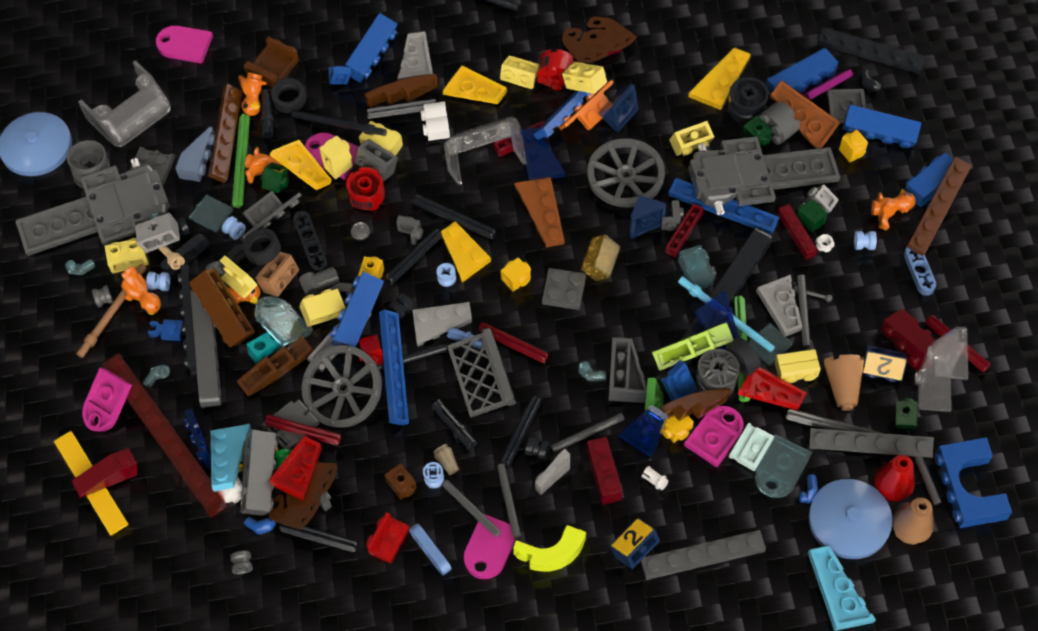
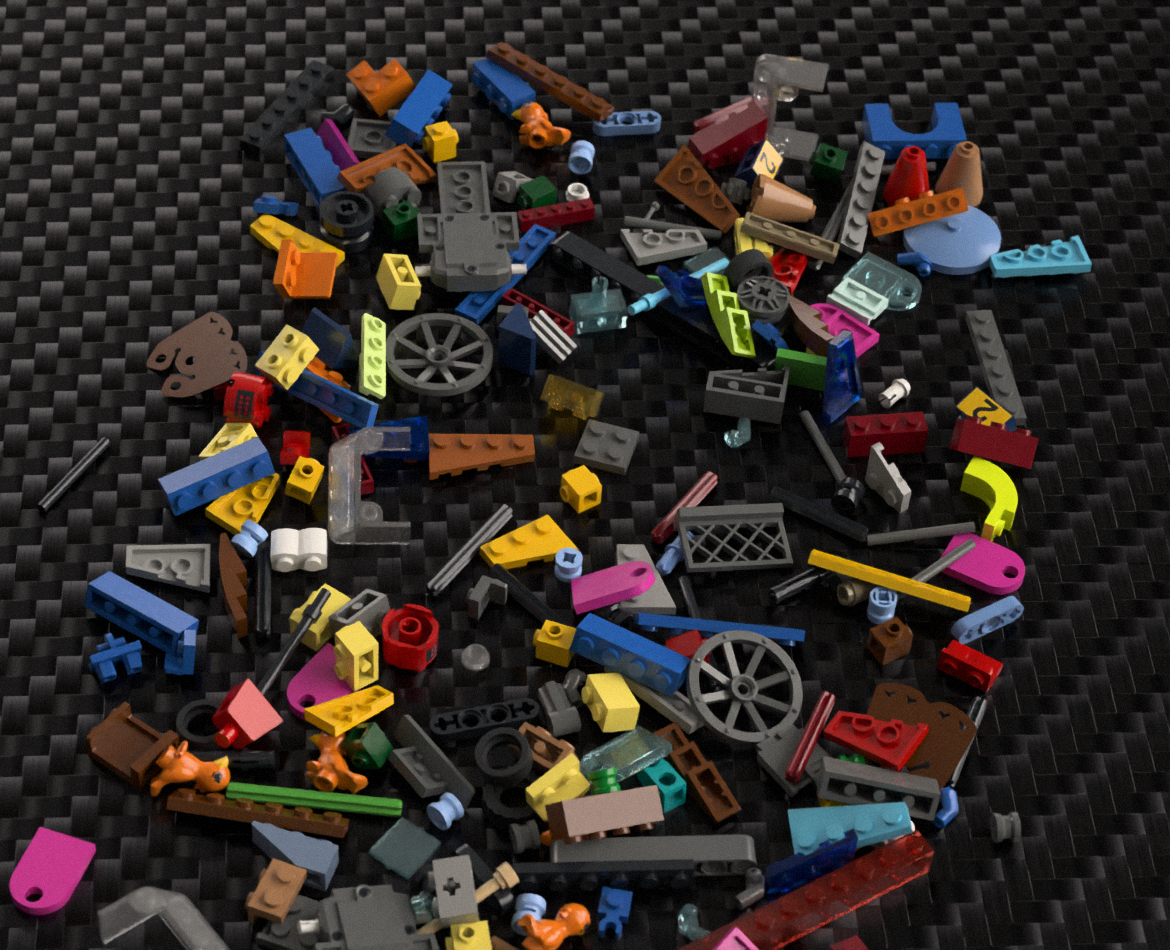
camera: 90 degrees left, 15 degrees down
(165, 147) = (275, 891): none -> medium nougat bracket
(181, 406) = (754, 889): none -> dark grey arm
(245, 304) = (604, 781): none -> green wheel
(286, 109) = (243, 716): none -> torso
(338, 40) = (114, 653): none -> blue hips
(420, 295) = (611, 585): none -> dark pink tile
(435, 90) = (249, 538): none -> light blue wheel
(448, 475) = (889, 580): none -> yellow tile
(485, 64) = (216, 476): none -> blue brick
(493, 111) = (304, 479): none -> yellow brick
(521, 106) = (295, 445): none -> red bracket
(599, 545) = (994, 442): none -> dark red brick
(606, 131) = (372, 357): none -> yellowish green bracket
(653, 234) = (552, 334): none -> light grey tile
(687, 80) = (304, 273): none -> orange bracket
(757, 56) = (269, 205): none -> blue plate
(800, 388) = (789, 237): none -> dark tan tile
(847, 321) = (694, 188): none -> dark orange wing
(853, 347) = (736, 191): none -> dark grey gear
(862, 483) = (919, 211): none -> orange bracket
(900, 97) = (383, 88): none -> orange brick

